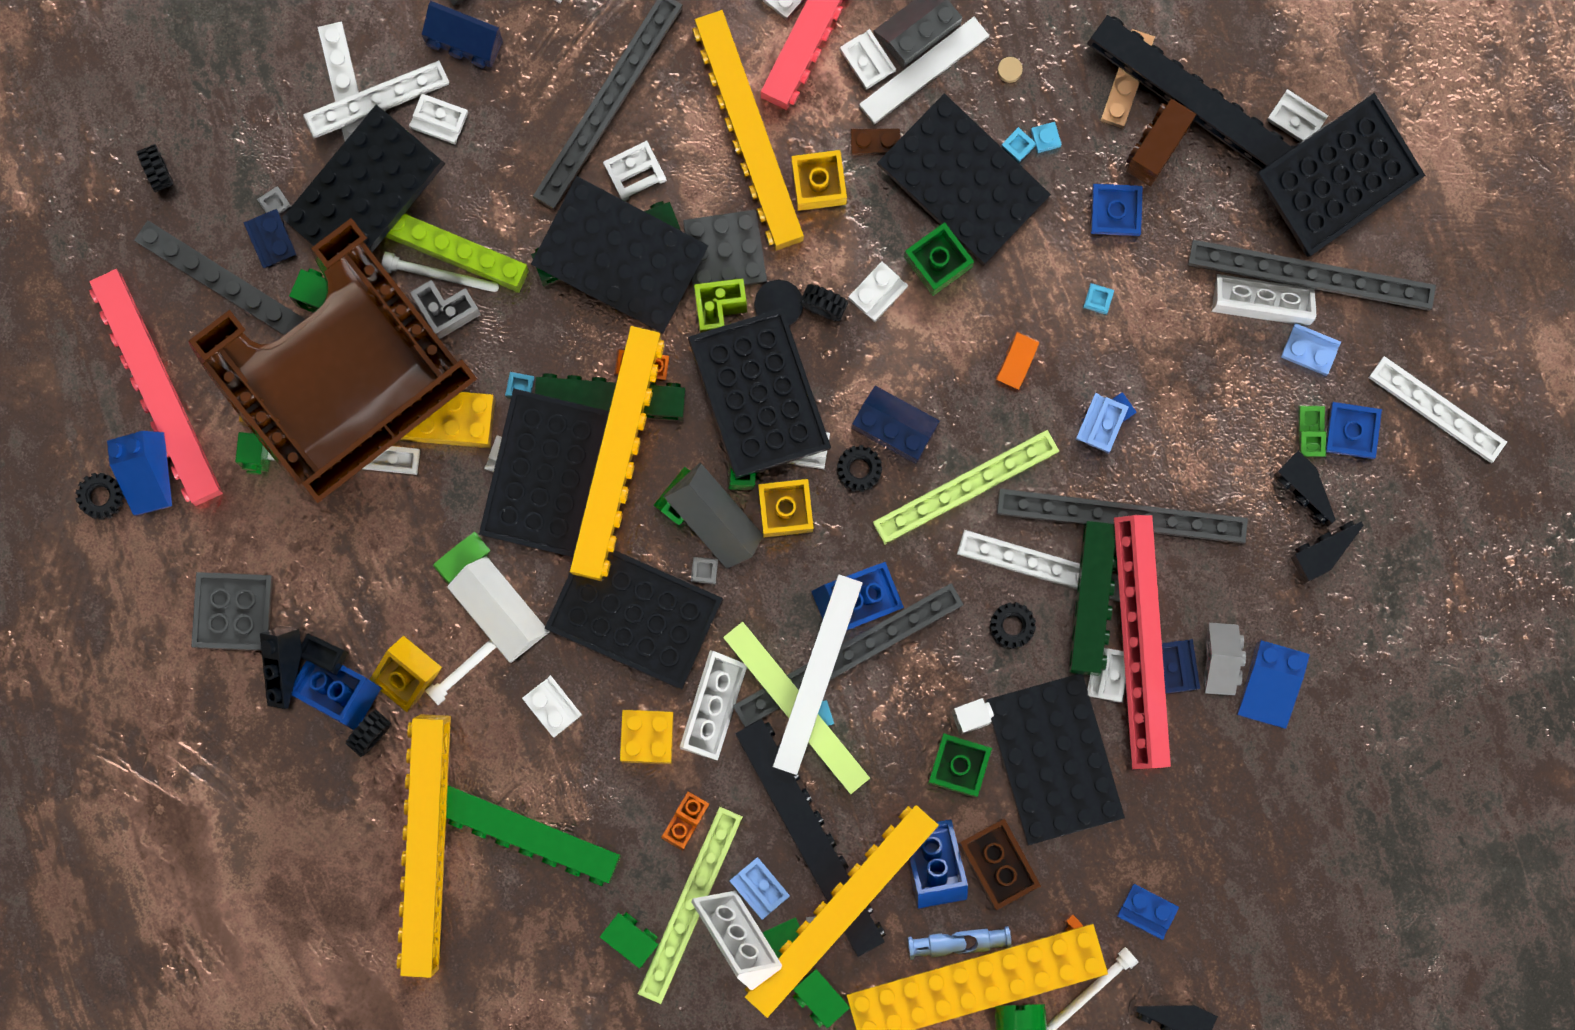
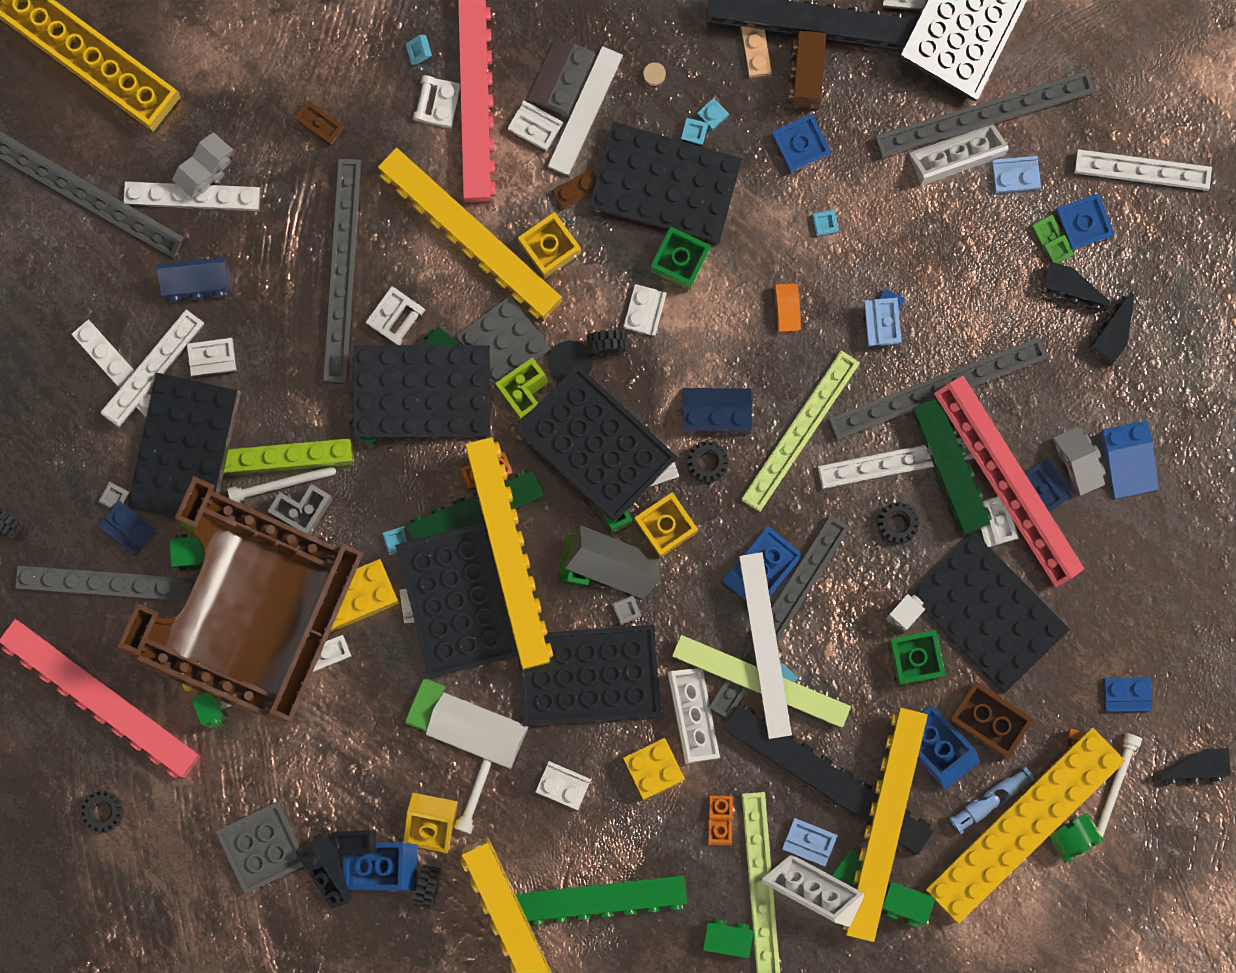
camera: 25 degrees left, 0 degrees up
(141, 470) = (126, 772): blue slope -> none

